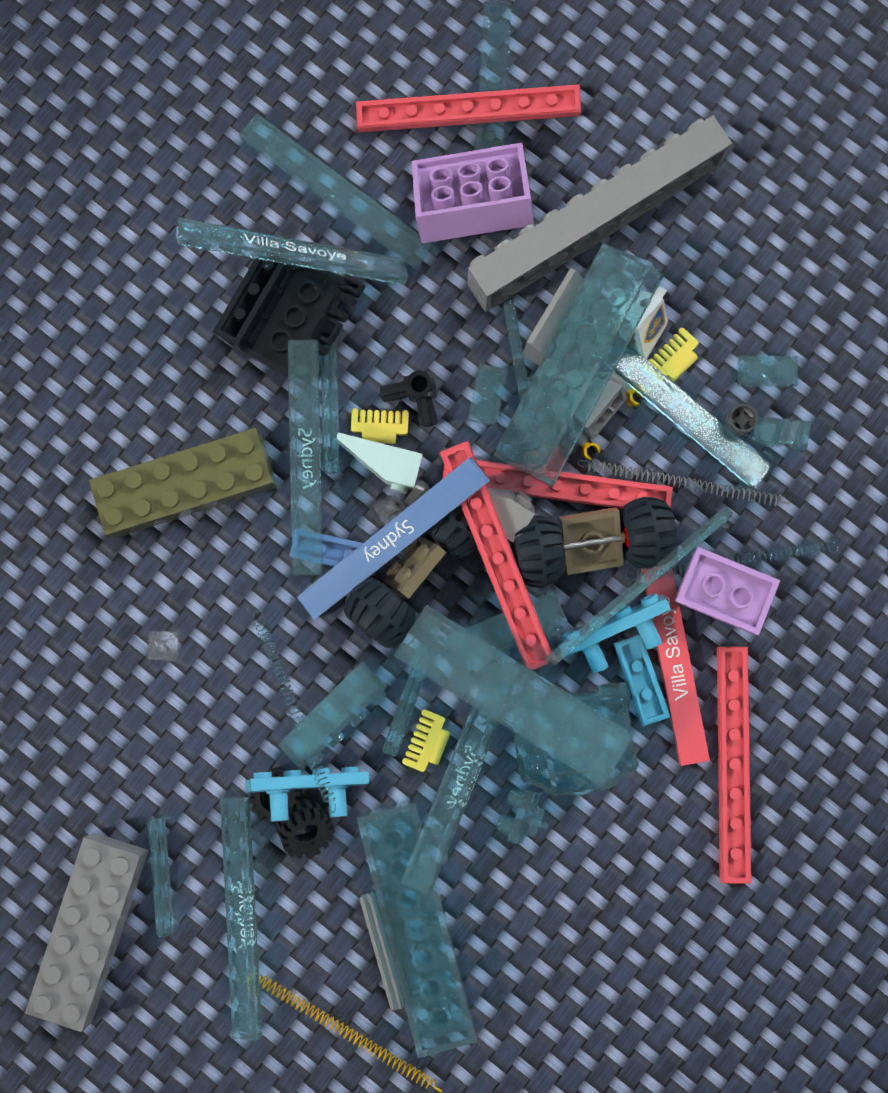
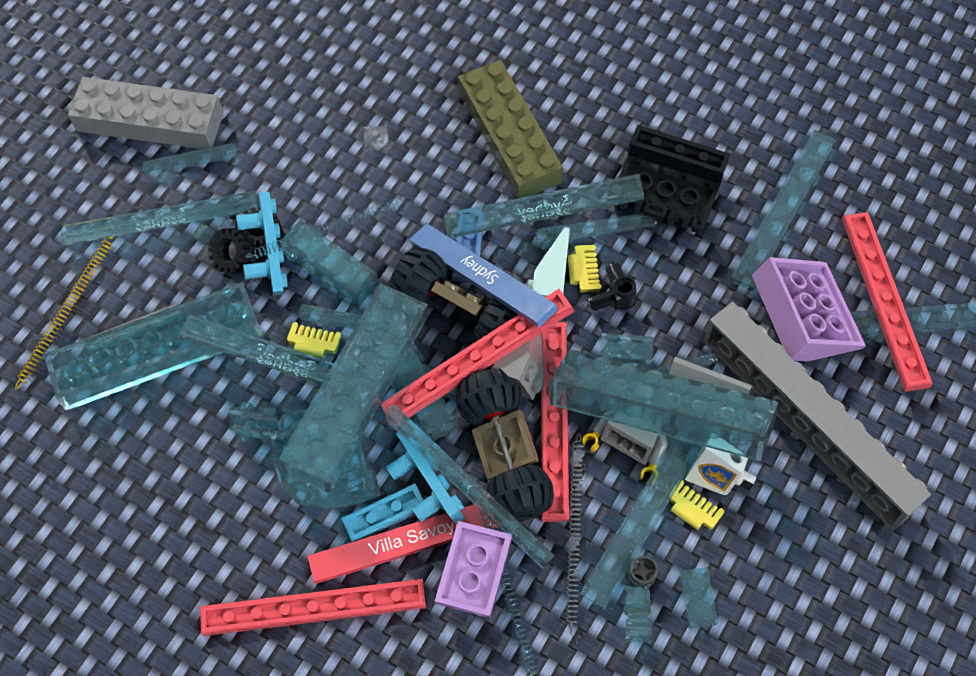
camera: 80 degrees right, 20 degrees down
(289, 251) = (716, 169): clear light blue tile -> none

